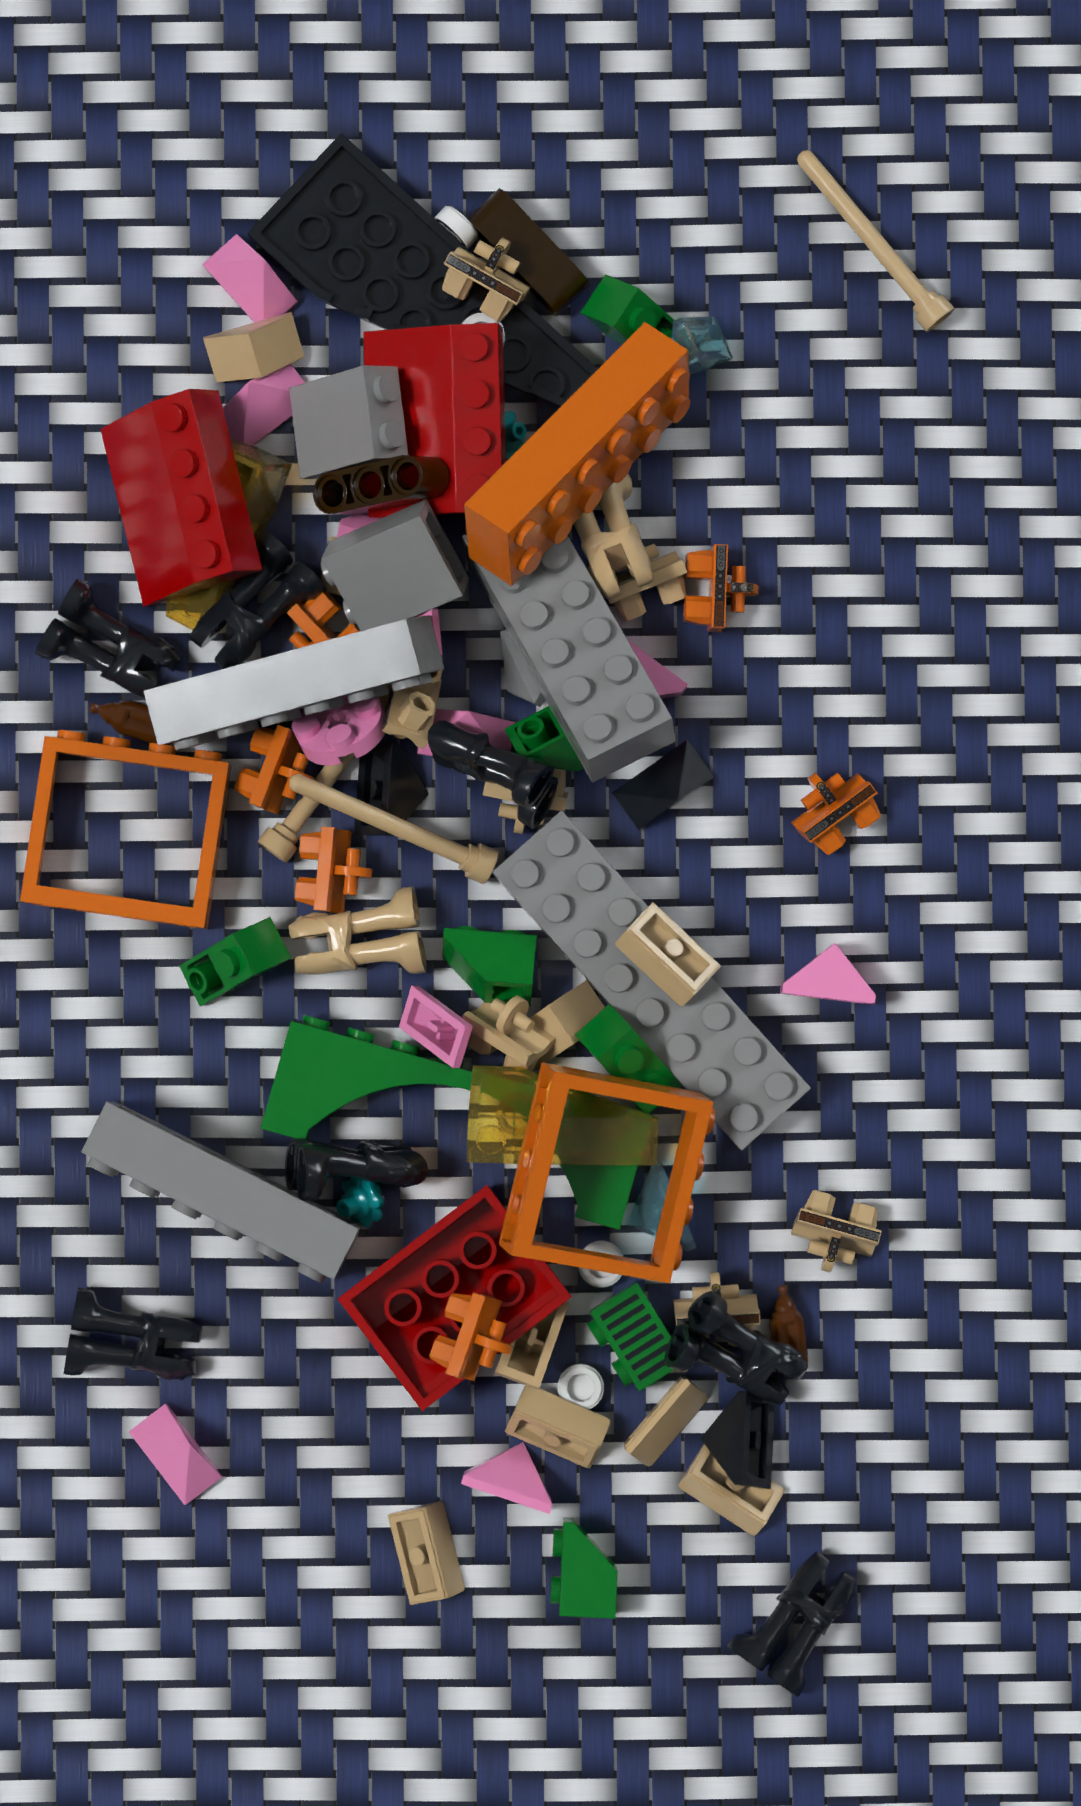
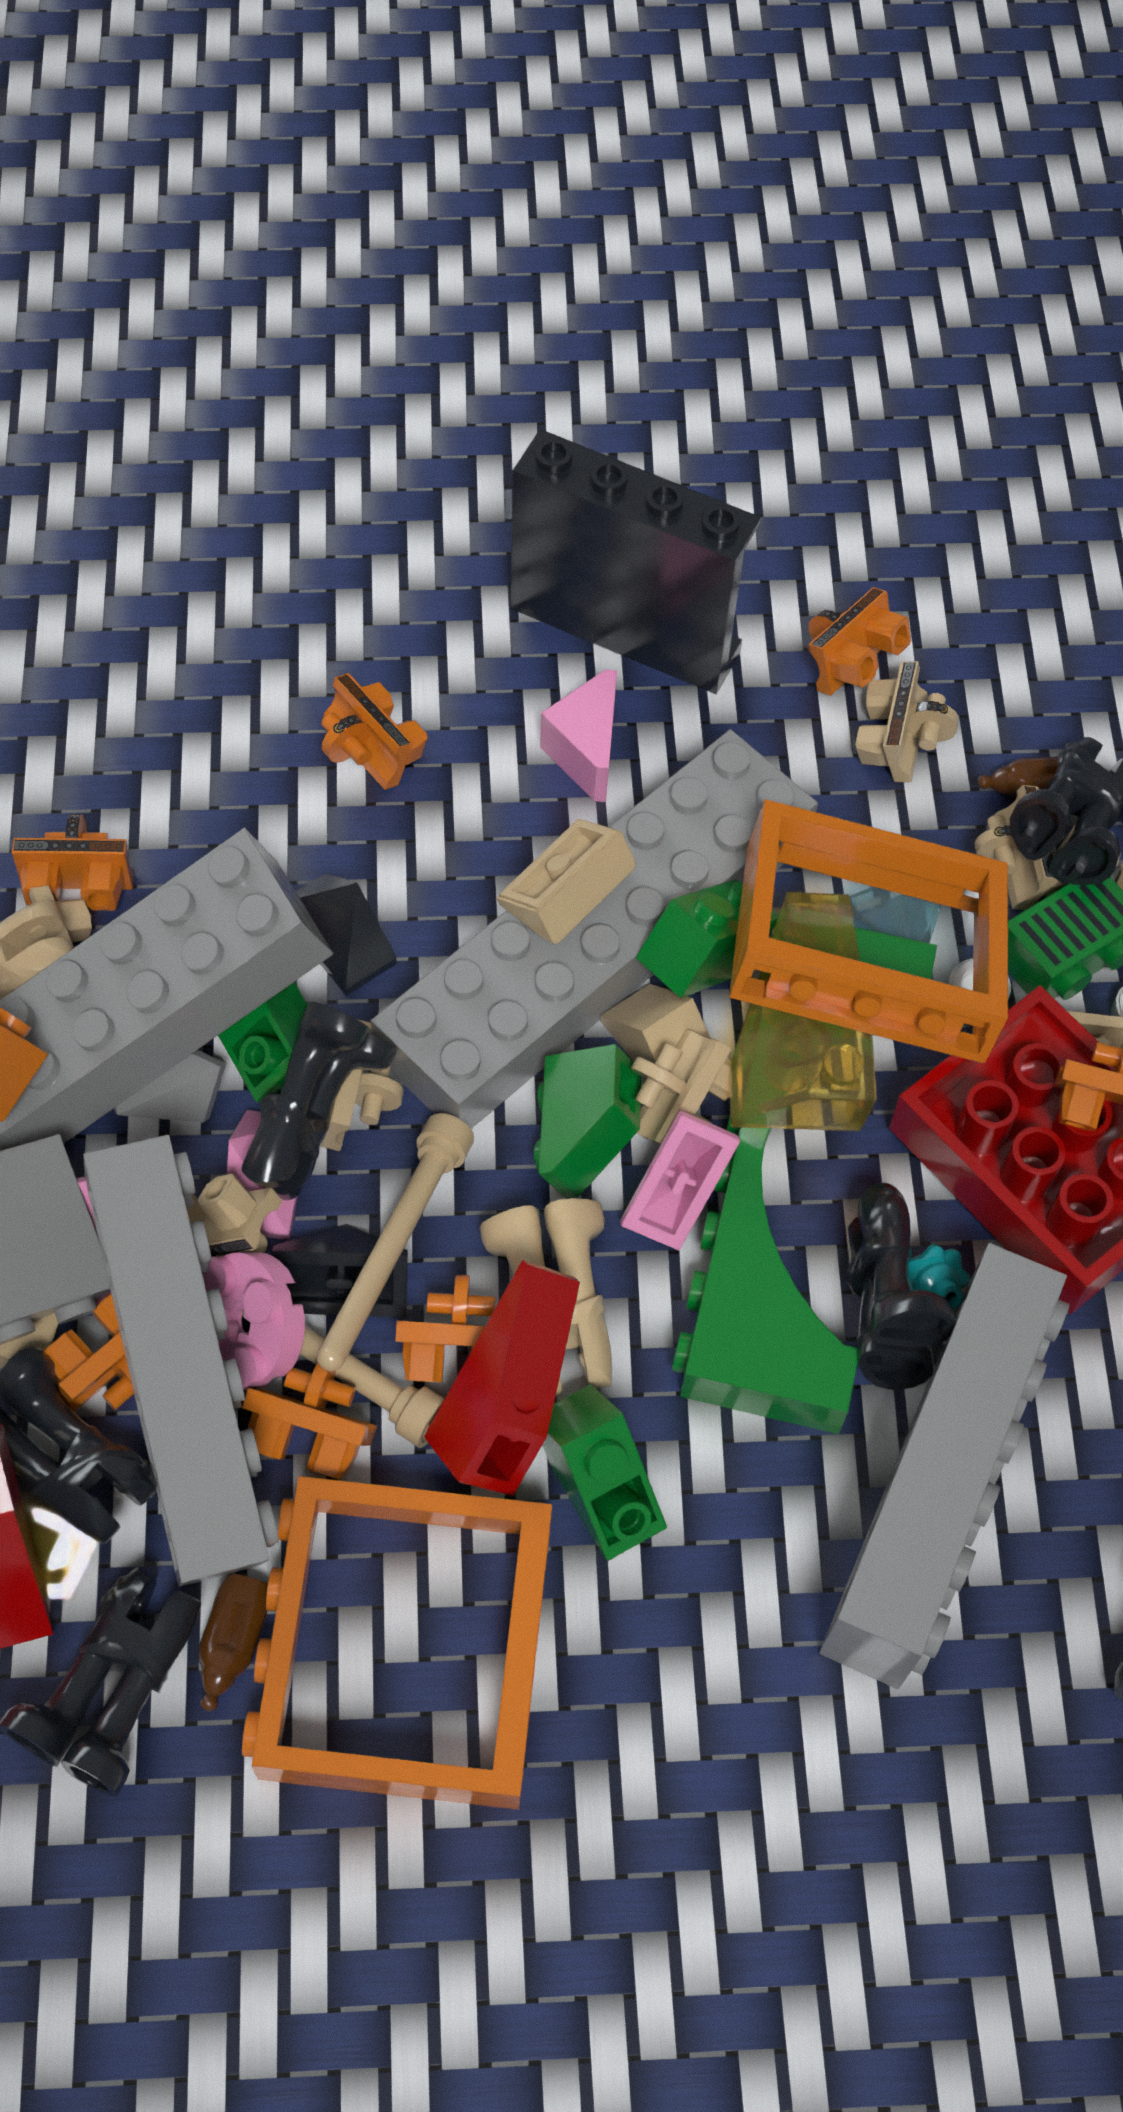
camera: 95 degrees left, 25 degrees down
(278, 899) = (508, 1384): none -> red slope
(915, 1193) = (849, 642): none -> orange hips
(953, 1014) = (627, 559): none -> black panel

